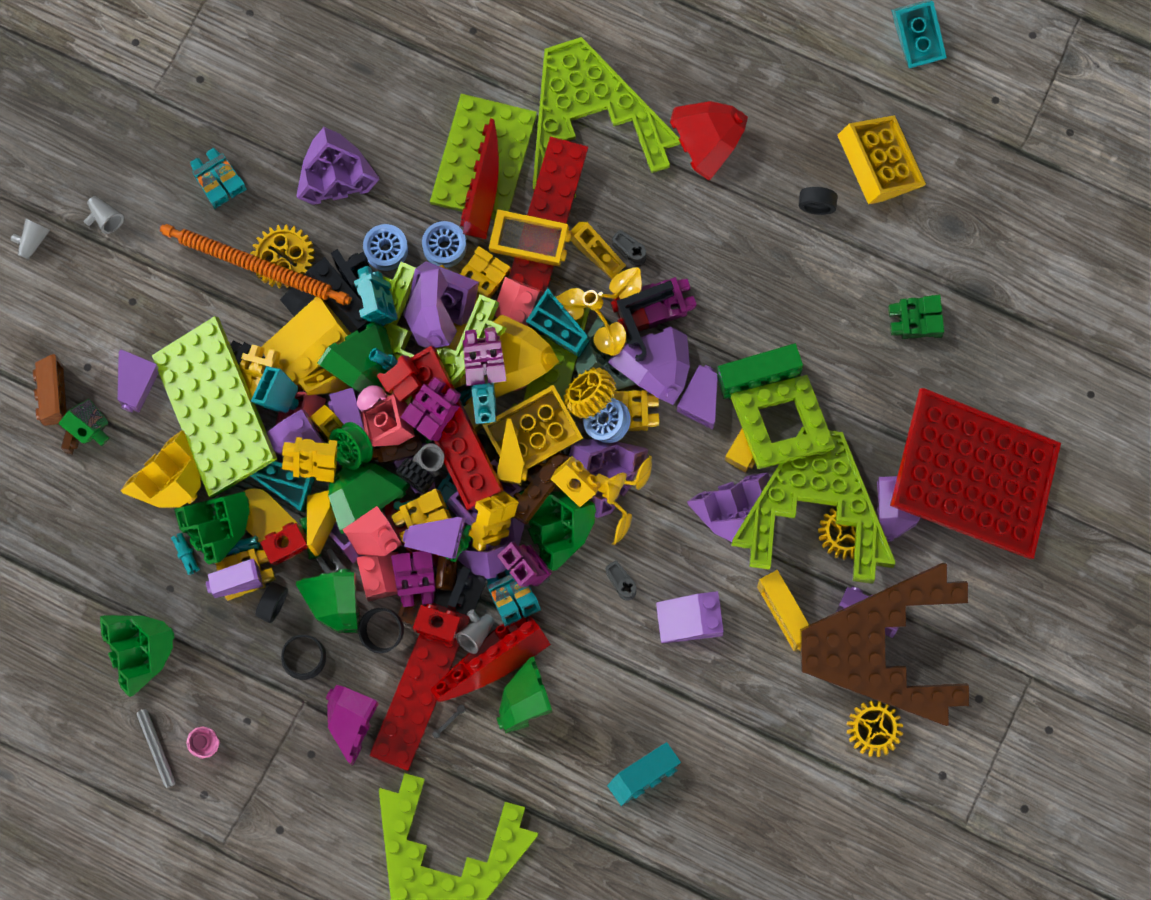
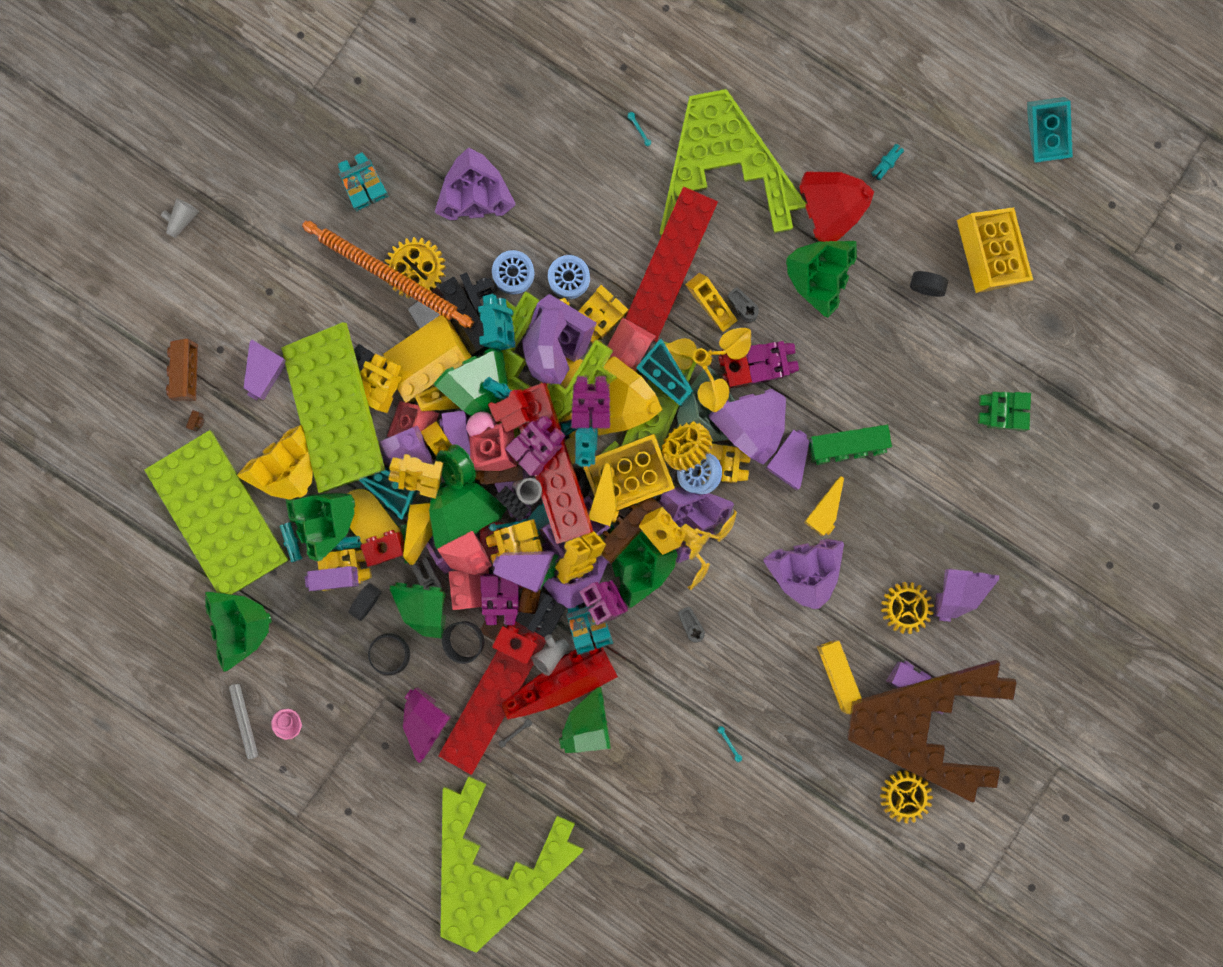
camera: 10 degrees right, 10 degrees up
(85, 423) = (211, 406): green torso -> none
(102, 536) = (216, 514): none -> lime plate
(106, 216) = (252, 205): light grey piece -> none
(276, 391) = (391, 404): teal torso -> none
(456, 169) = (617, 196): lime plate -> none
(482, 189) = (614, 227): red wedge -> none
(488, 78) = (631, 116): none -> teal hinge
(529, 238) = (650, 284): window -> none
(637, 302) = (742, 362): black hinge -> none
(644, 773) = (688, 810): teal wedge -> none
(690, 617) = (750, 668): slope -> none
(690, 714) = (738, 758): none -> teal hinge
(706, 204) = (821, 272): none -> green brick
(757, 87) = (887, 162): none -> teal pin
(801, 392) = (885, 469): lime plate -> none
(819, 479) = (894, 550): lime wing -> none
(975, 473) = (1038, 573): red plate -> none

